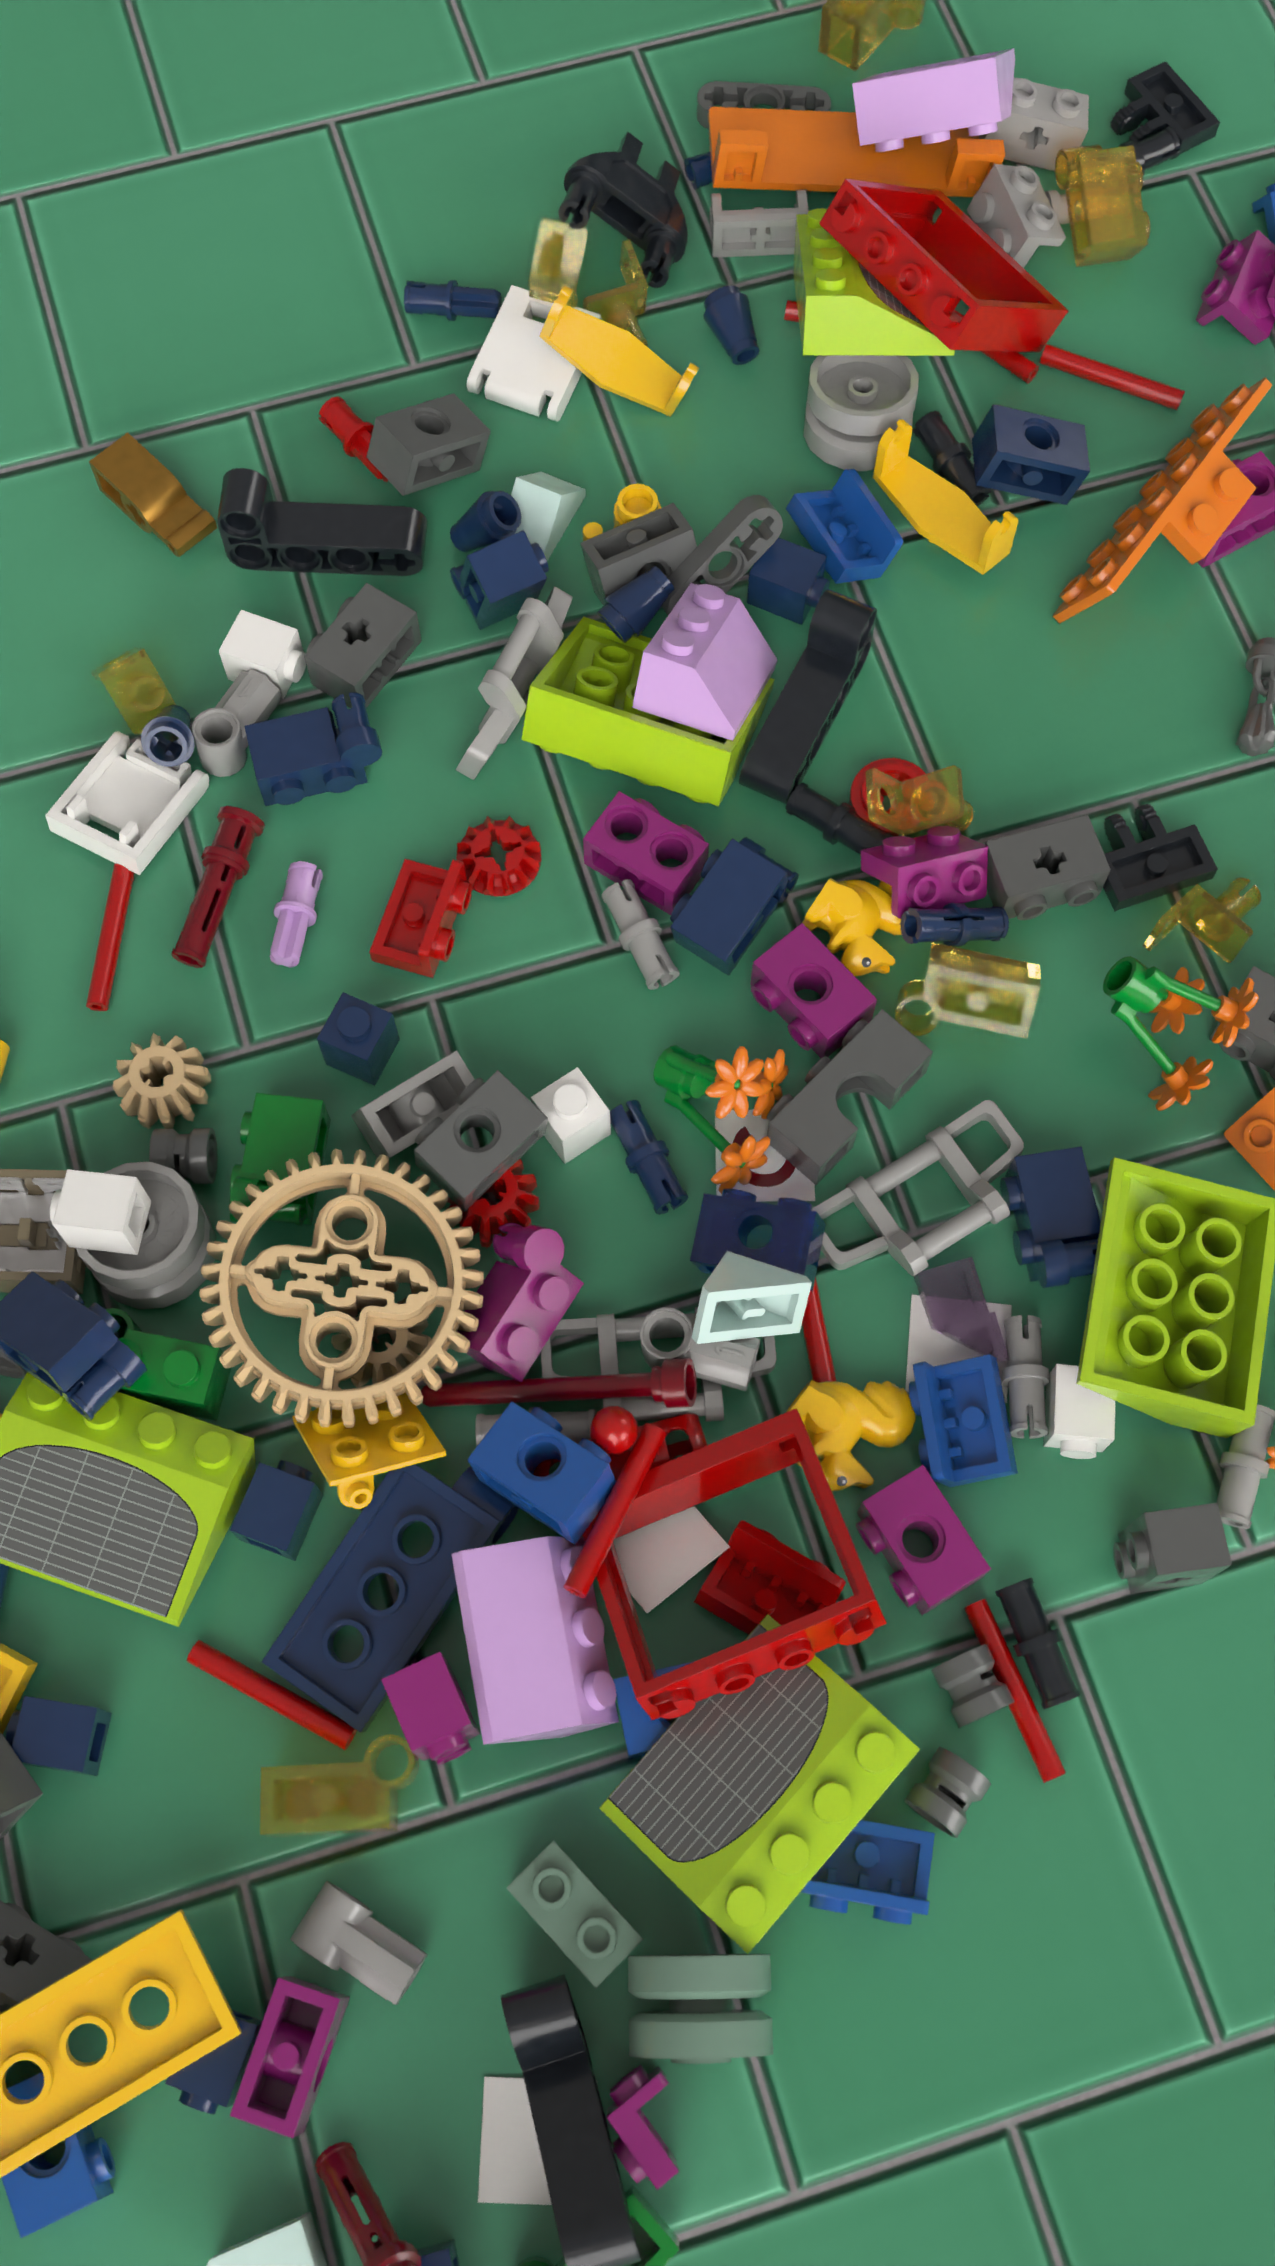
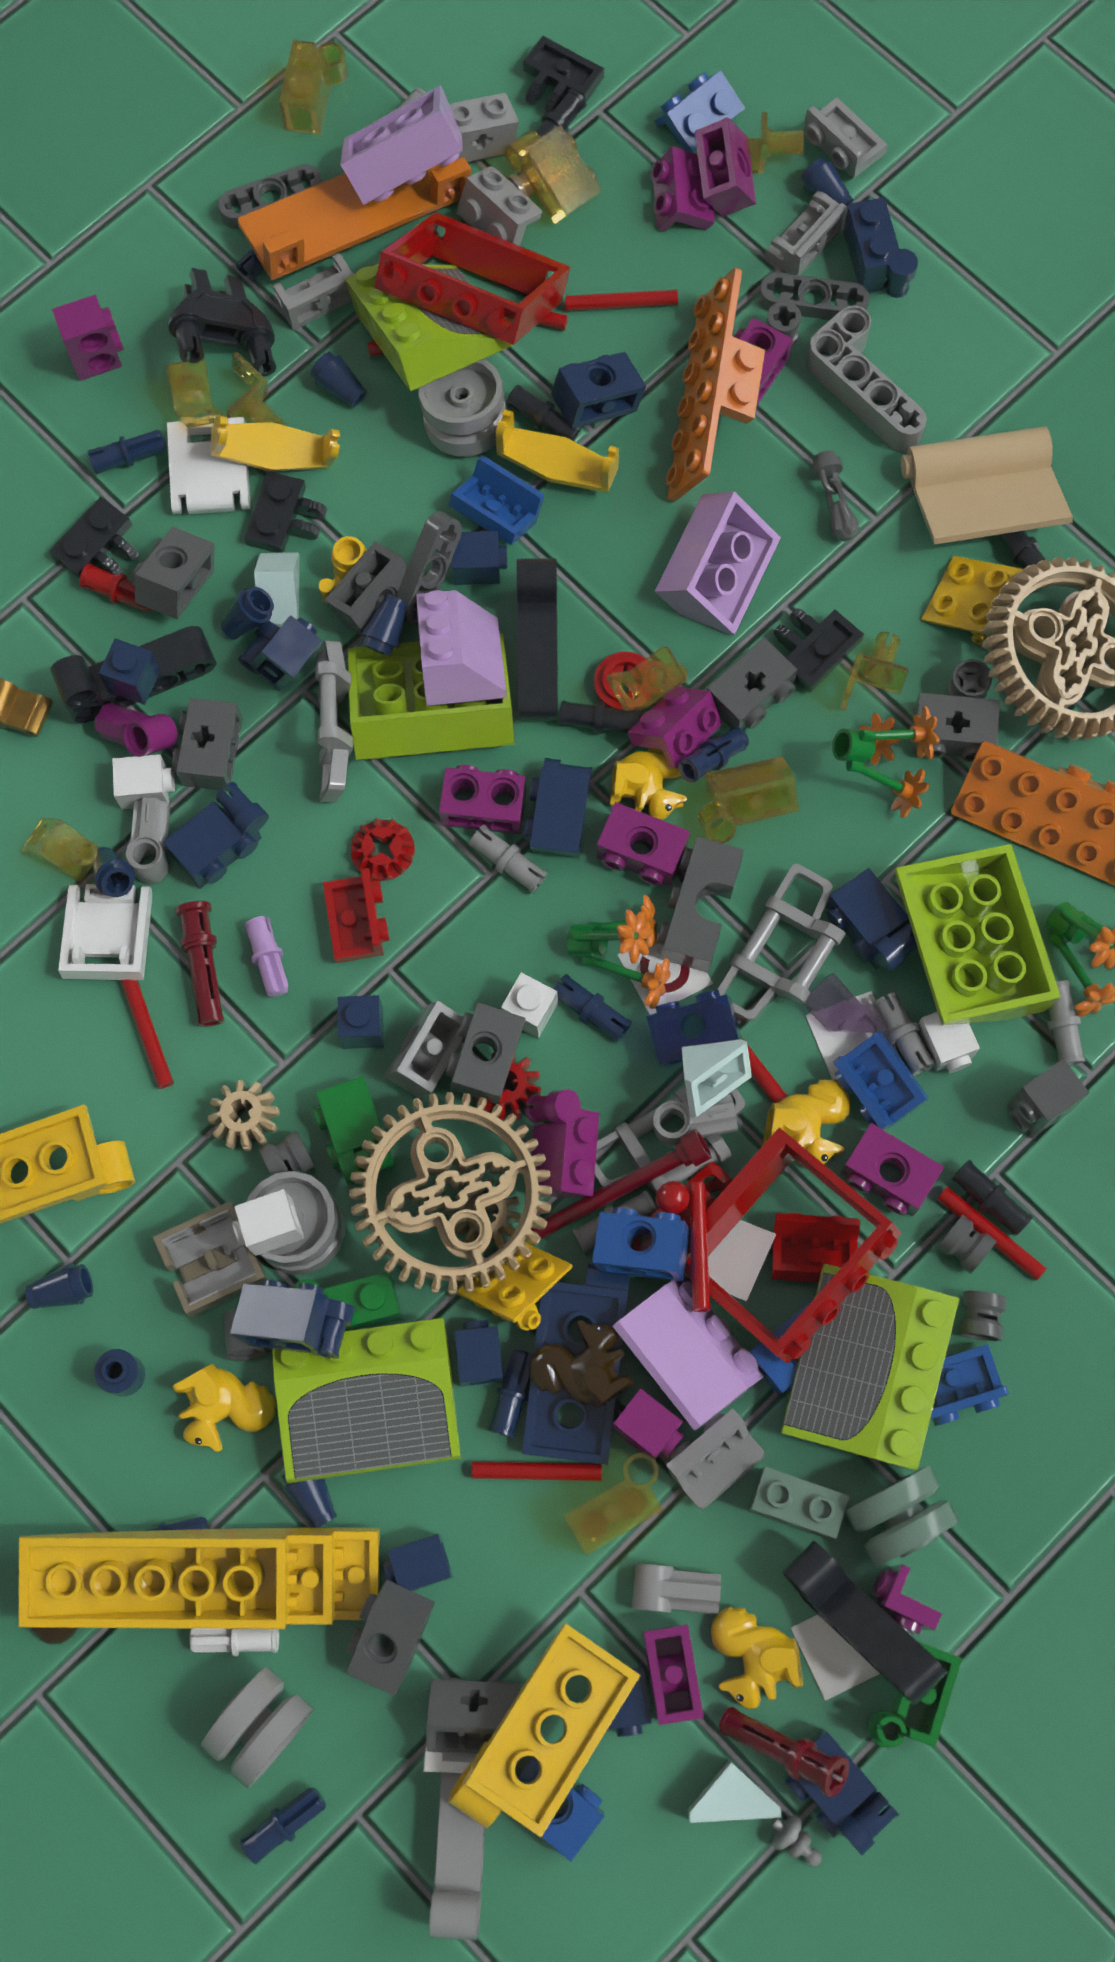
camera: 25 degrees left, 5 degrees up
(288, 594) = (136, 730): none -> magenta piece
(290, 1582) = (511, 1394): none -> dark blue axle
(310, 519) = (129, 671): none -> dark blue brick
(365, 376) = (93, 537): none -> black hinge
(390, 1603) = (589, 1375): none -> dark brown animal
(429, 2097) = (766, 1655): none -> yellow animal
(473, 159) = (89, 336): none -> magenta brick
(498, 1797) = (715, 1459): none -> light grey bracket
(584, 437) = (276, 514): none -> black hinge
(1077, 709) = (718, 562): none -> lavender slope

